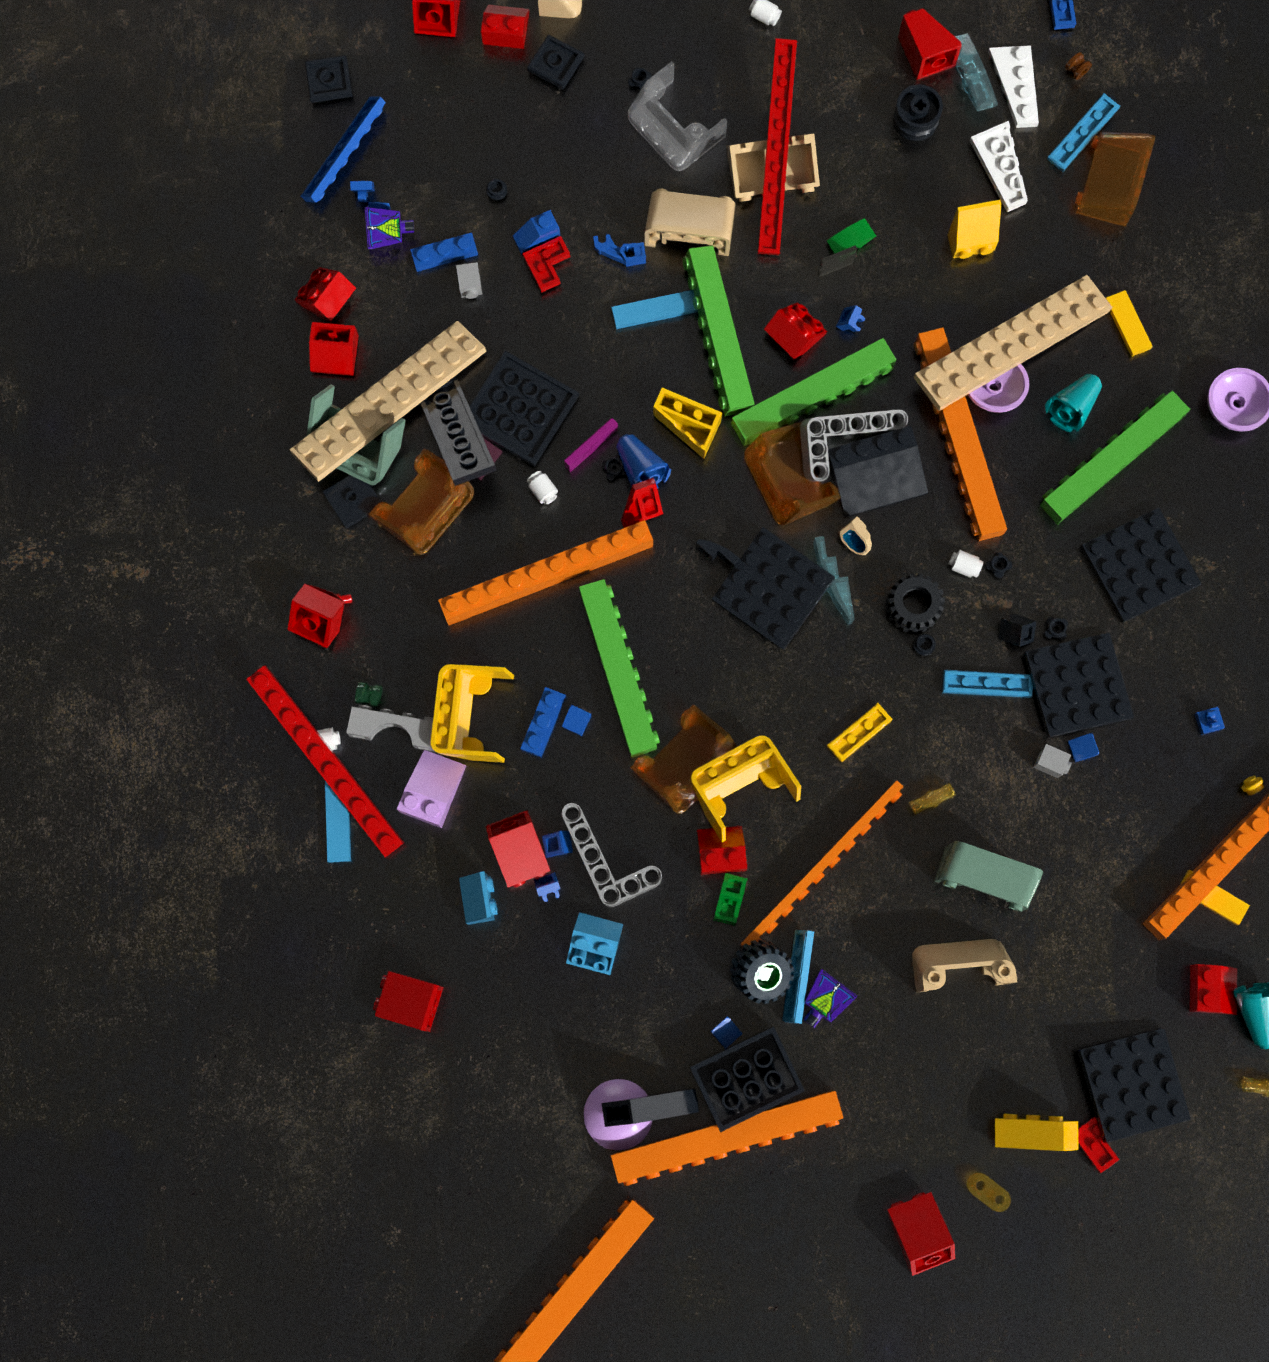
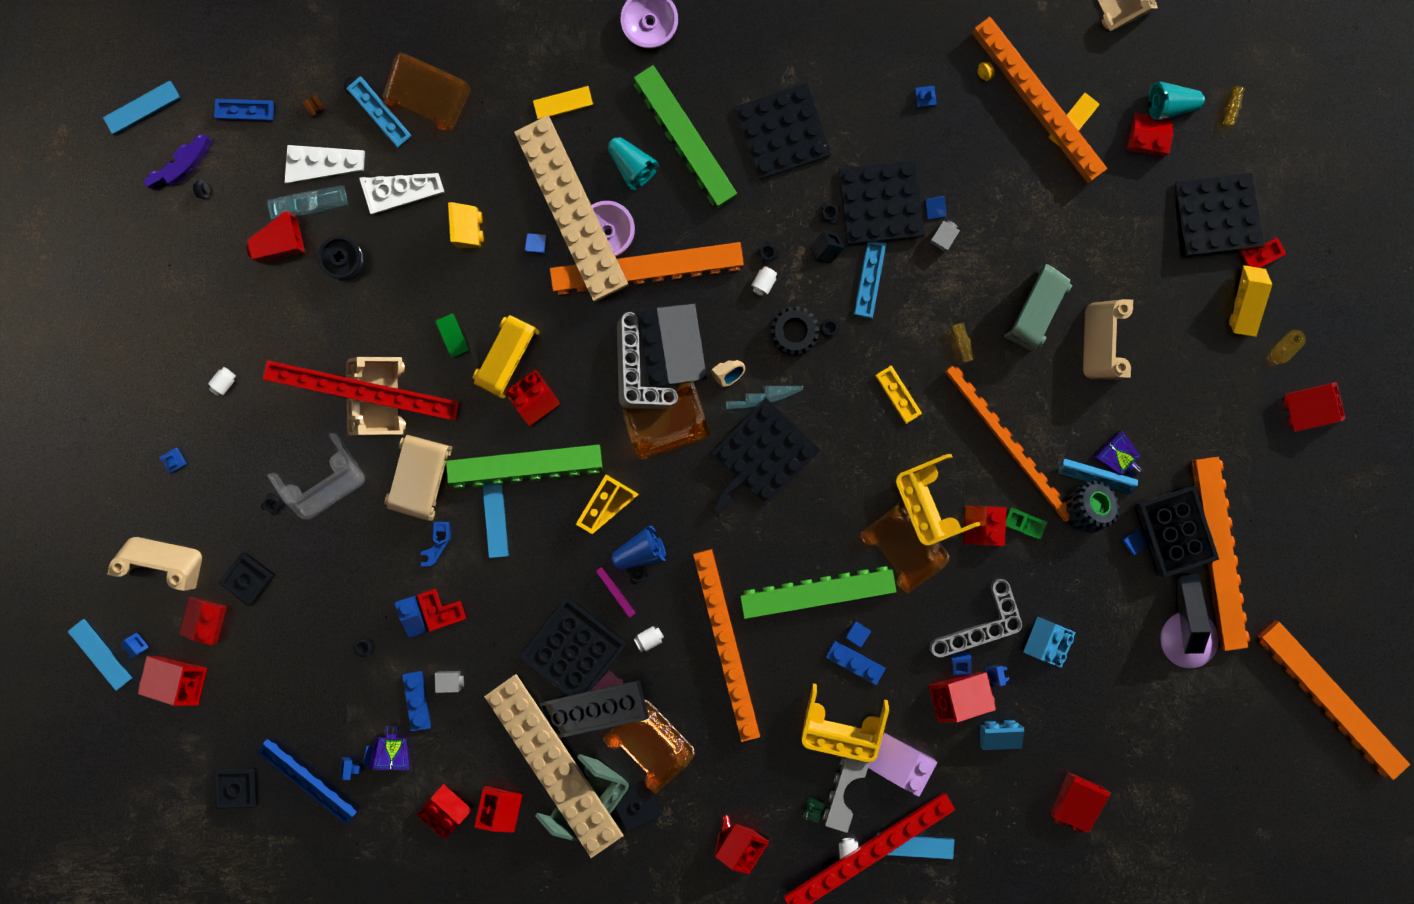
camera: 85 degrees left, 10 degrees up
(642, 503) = (676, 554): red wing -> none
(814, 391) = (592, 389): bright green brick -> none
(839, 286) = (504, 355): none -> yellow windscreen
(849, 318) = (531, 350): blue tile -> none
(966, 313) = (535, 243): none -> blue slope

